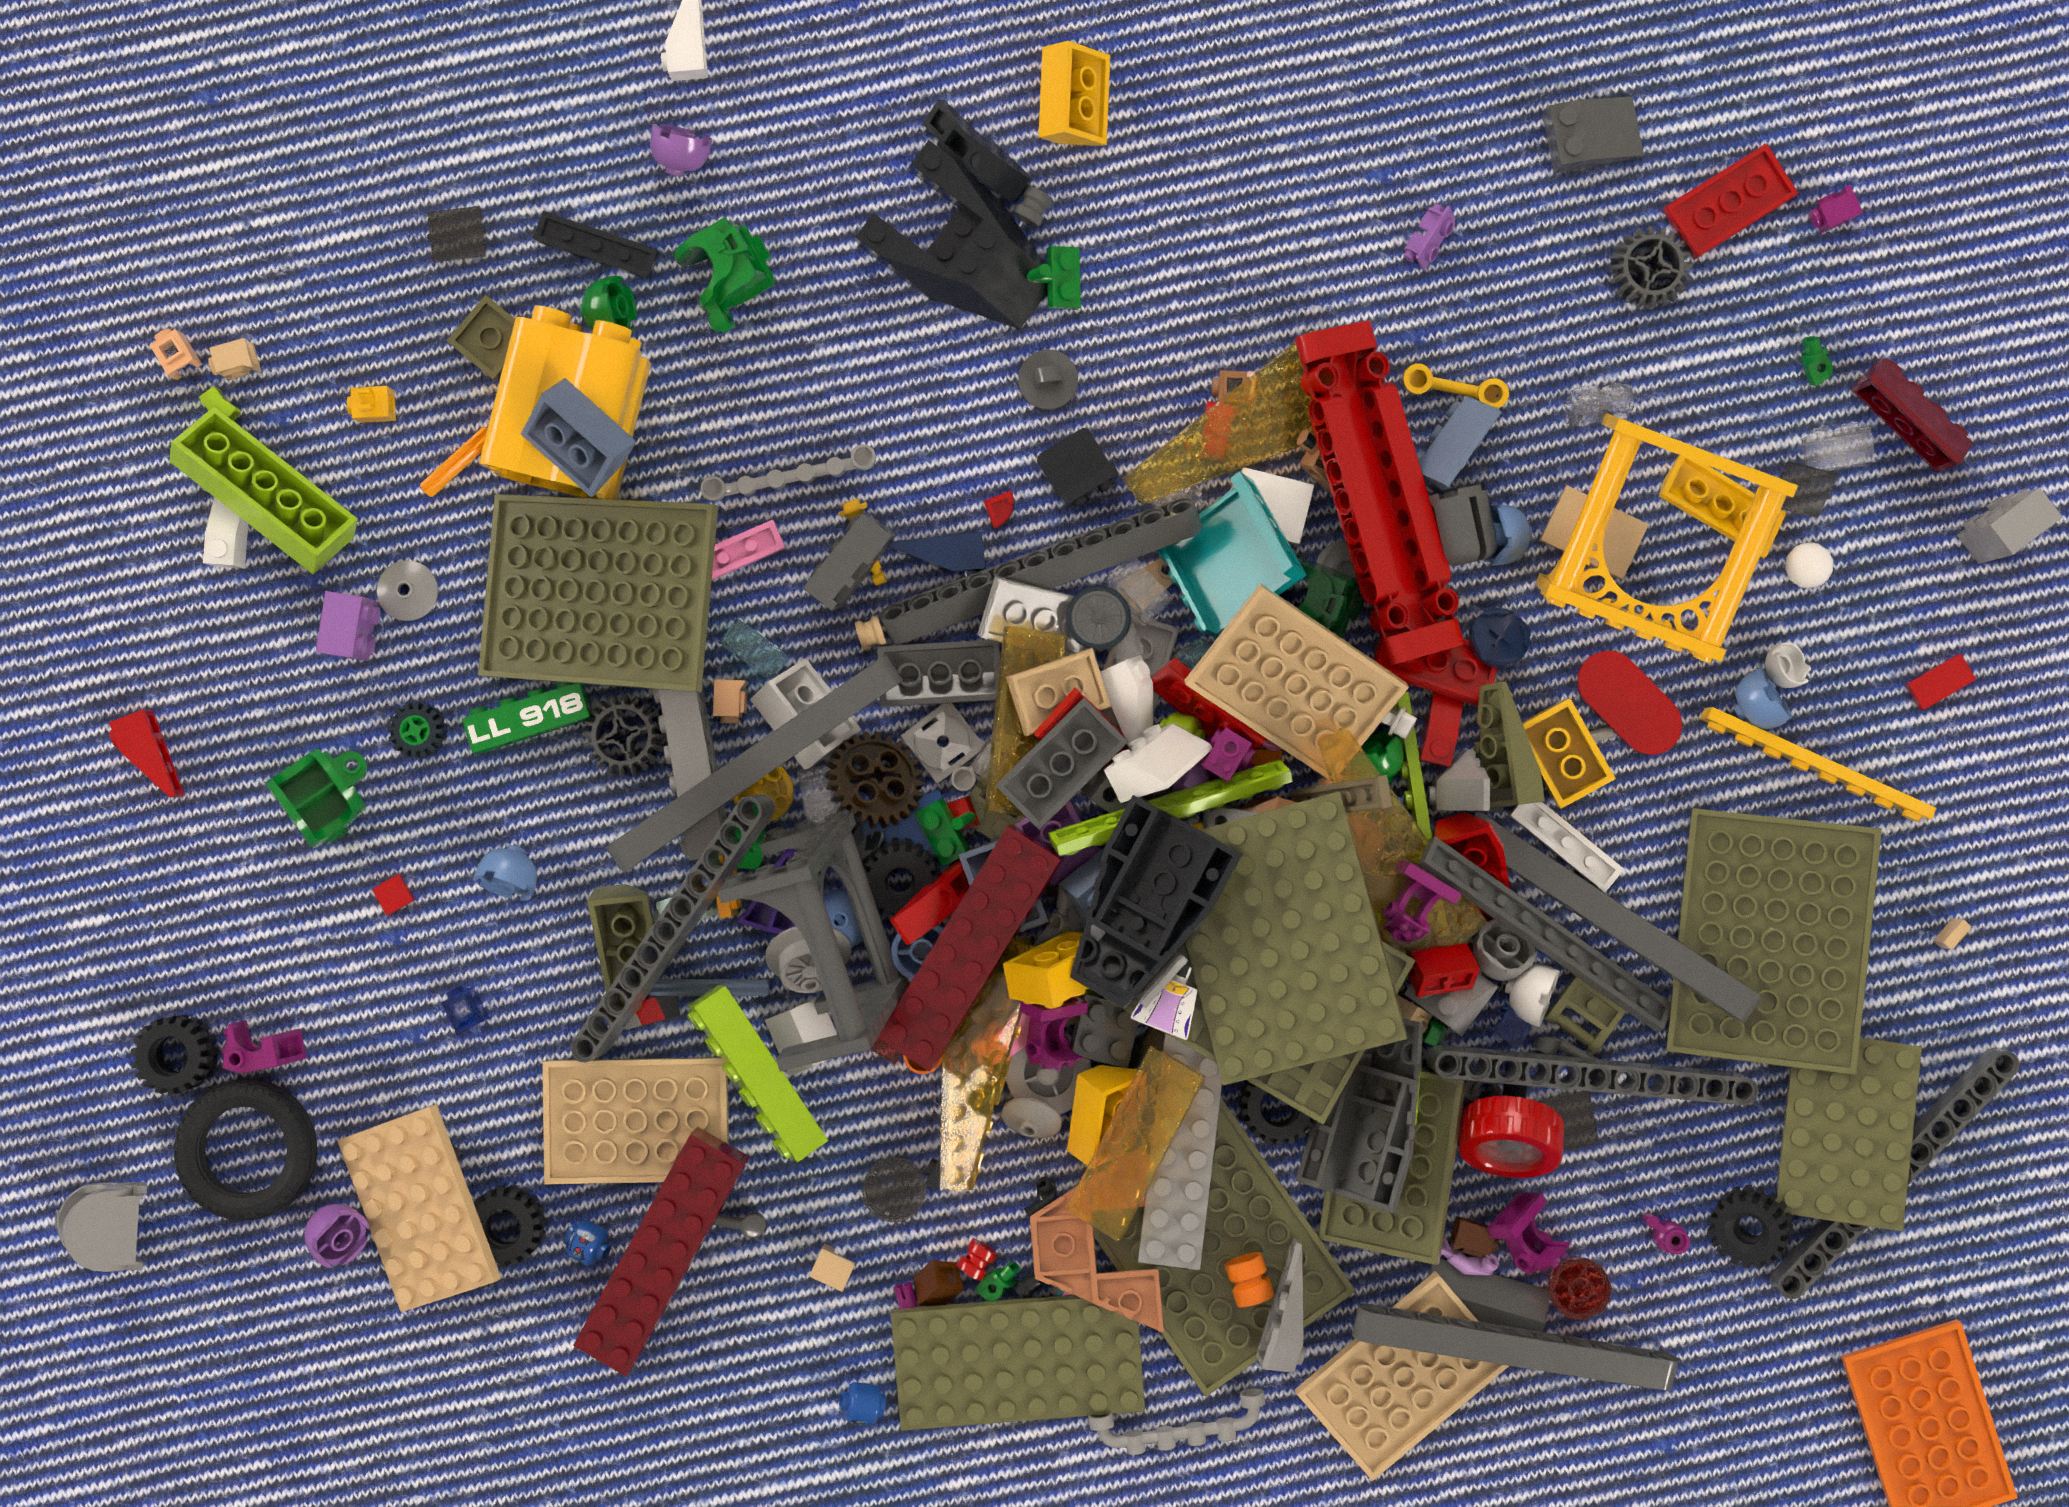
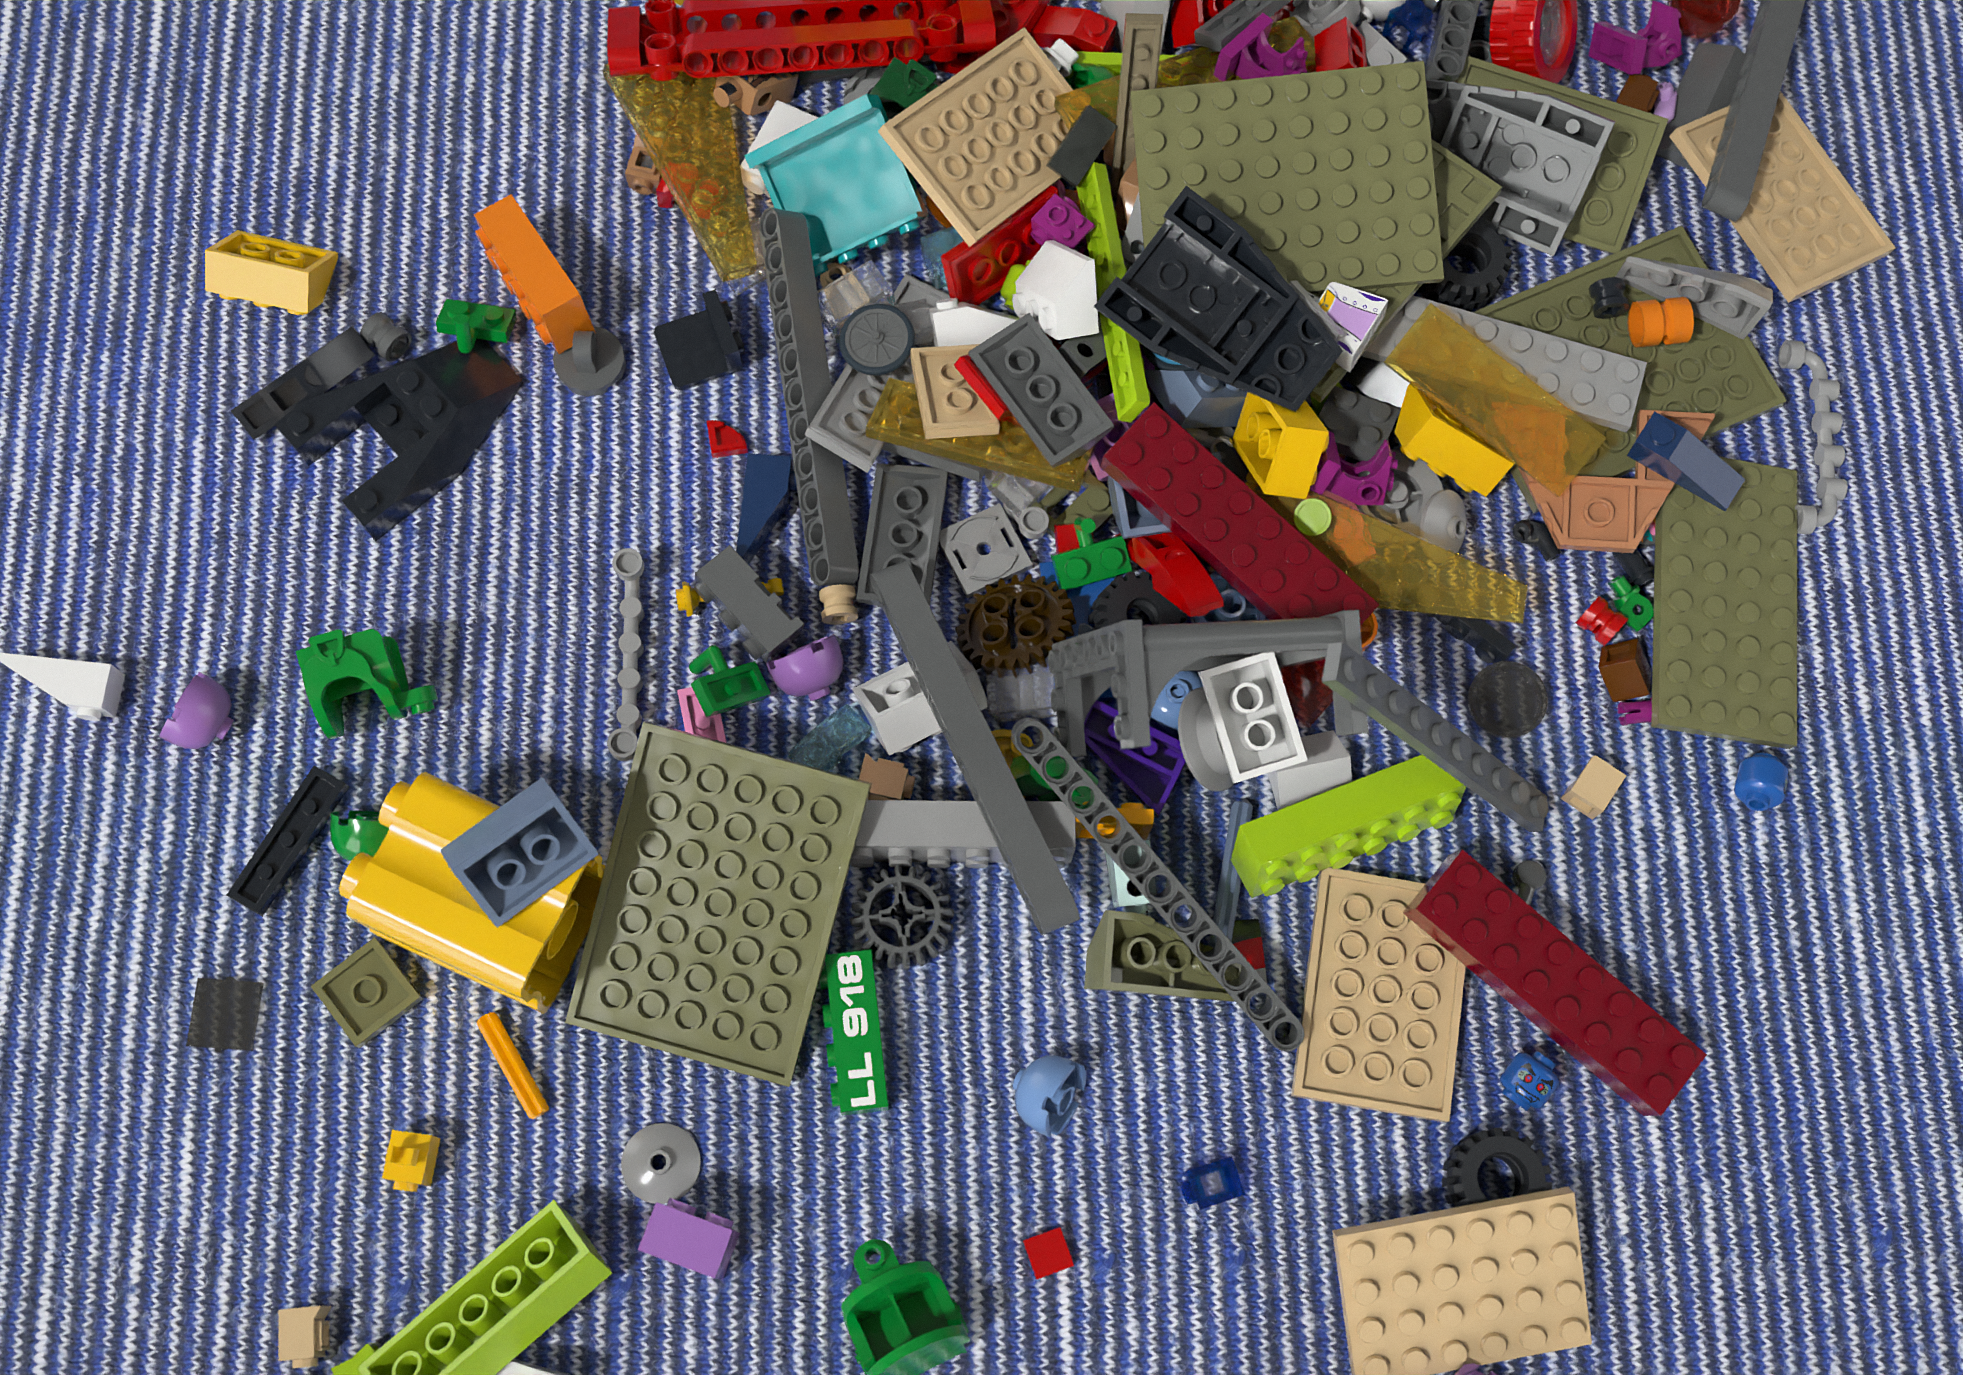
camera: 85 degrees left, 15 degrees down
(408, 725) = (839, 1166): black wheel -> none
(782, 561) = (728, 686): none -> green plate
(799, 990) = (1253, 716): none -> white slope
(808, 1128) = (1433, 736): none -> dark grey plate
(810, 621) = (808, 668): none -> medium lavender cylinder
(1001, 1007) = (1313, 516): none -> lime piece
(1104, 317) = (532, 273): none -> orange brick
(1110, 1312) = (1685, 461): none -> dark blue slope
(1265, 1233) = (1609, 298): none -> black wheel
(1302, 757) = (1081, 145): none -> pearl dark grey tile

